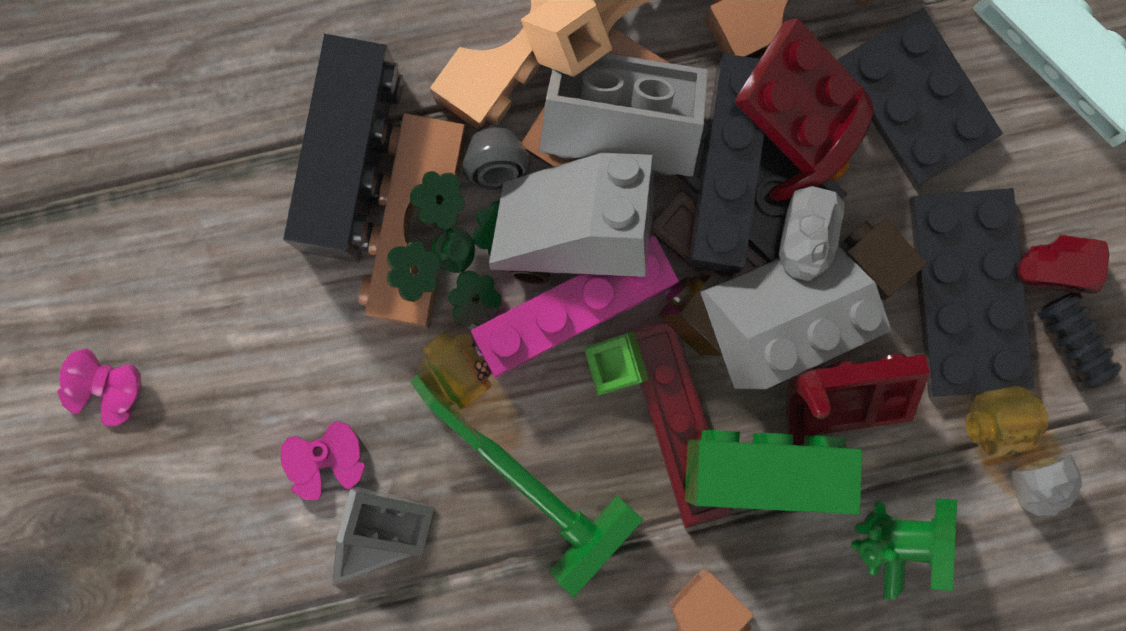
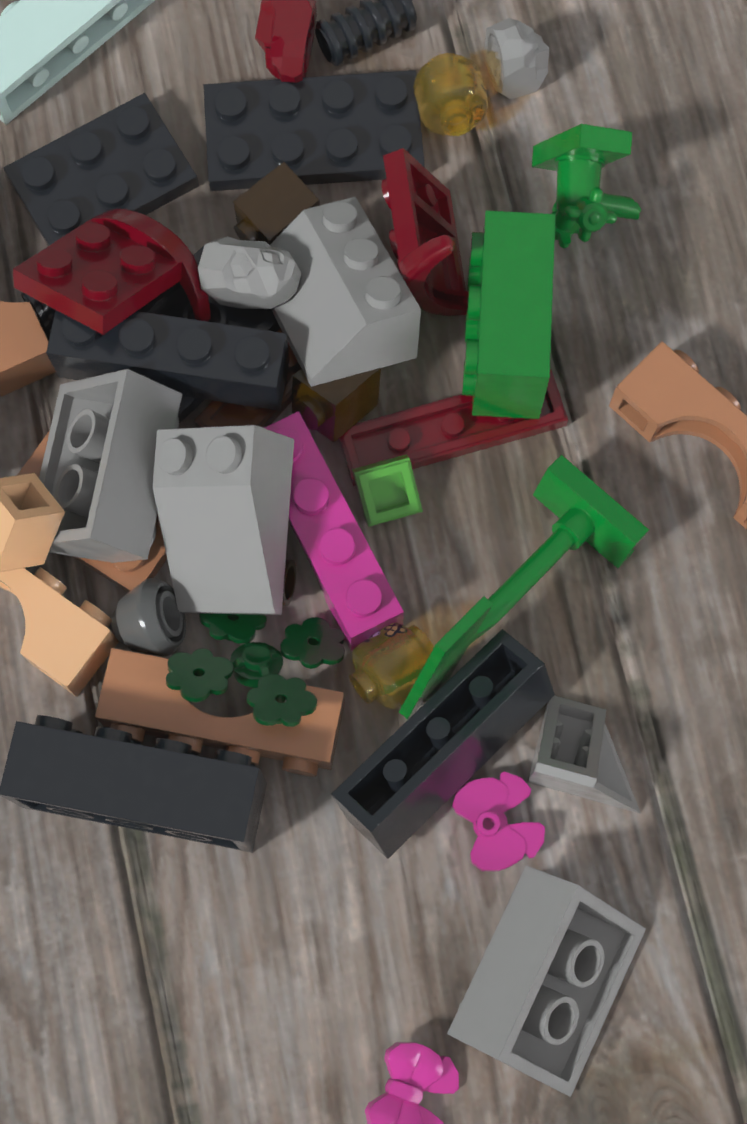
camera: 85 degrees left, 10 degrees down
(185, 499) = (547, 979): none -> light grey slope
(382, 412) = (444, 743): none -> black brick

